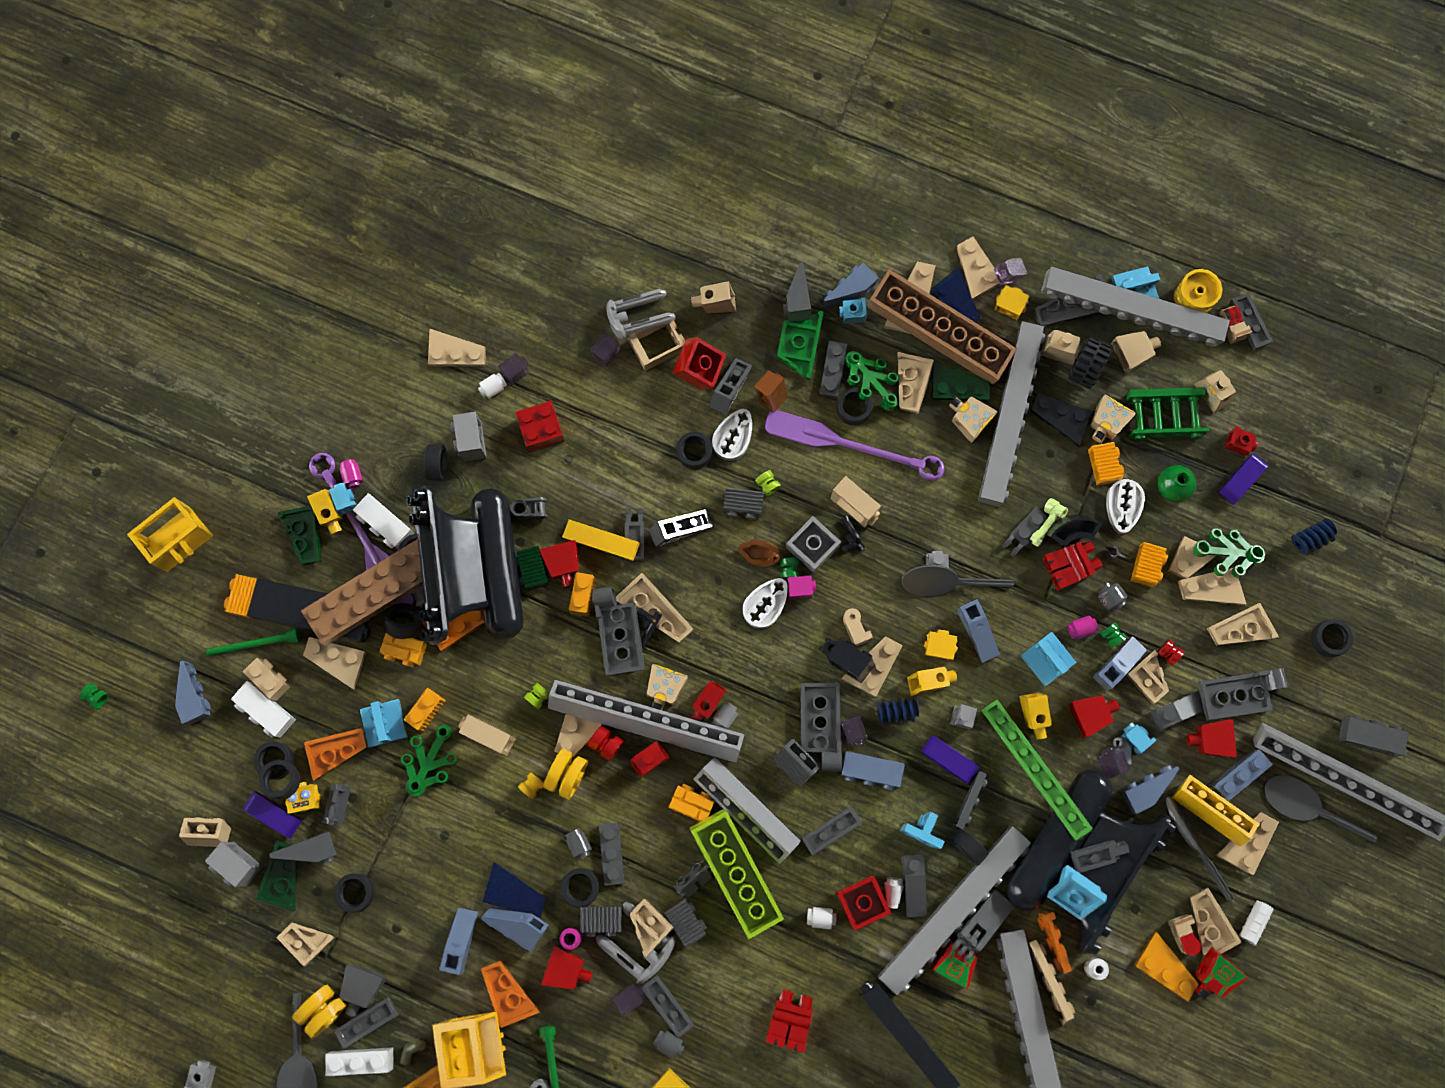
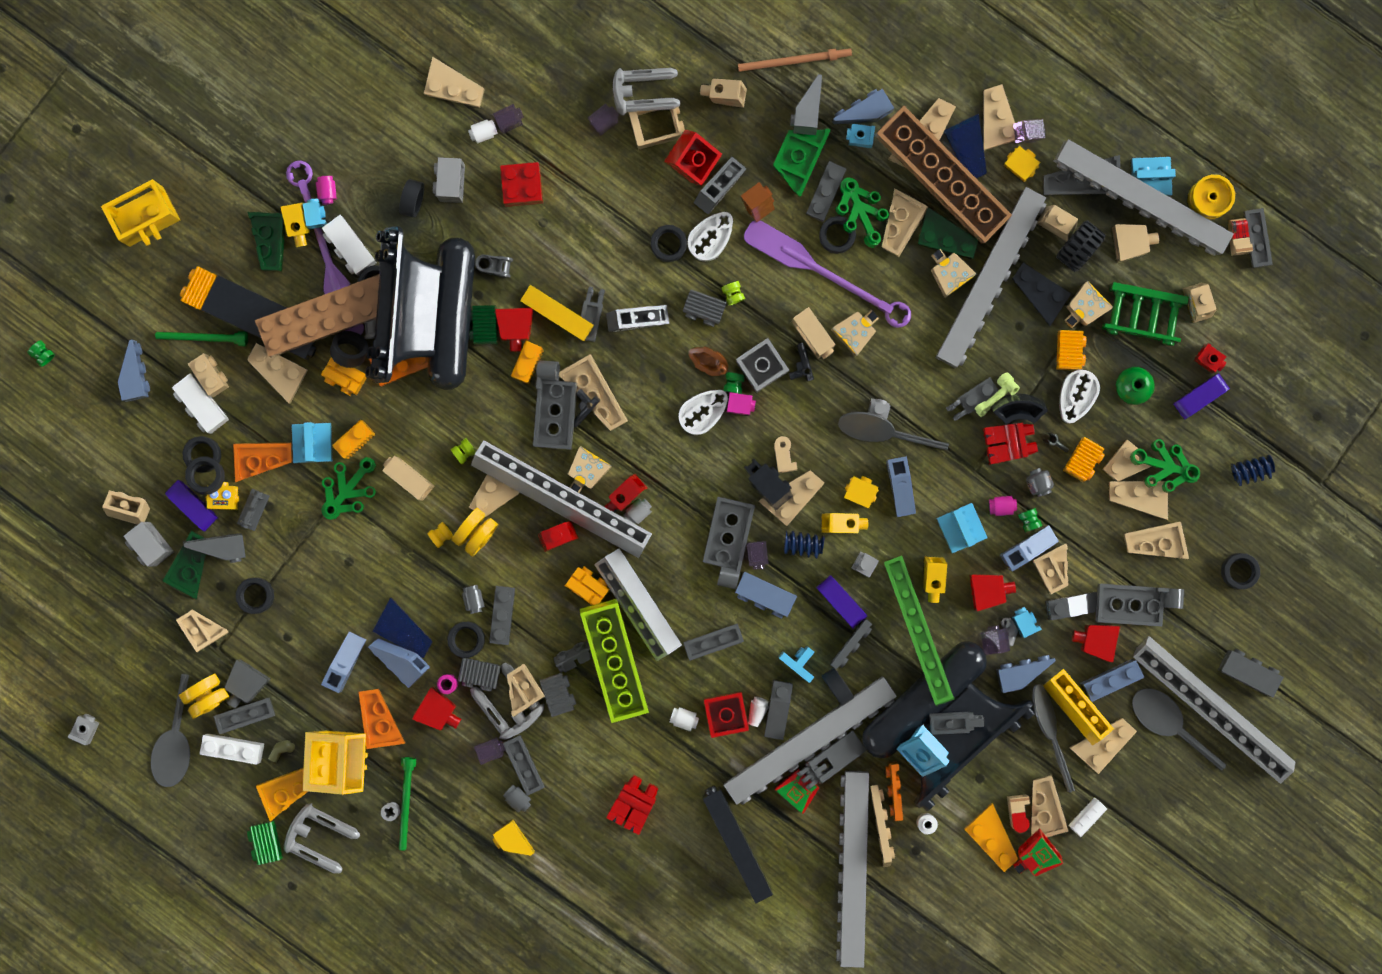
camera: 15 degrees right, 10 degrees up
(605, 743) = (518, 510): red wheel -> none
(796, 762) = (695, 571): dark grey brick -> none
(806, 245) = (832, 54): none -> nougat bar
(895, 492) = (856, 331): none -> tan torso
(1170, 652) = (1080, 549): red wheel -> none

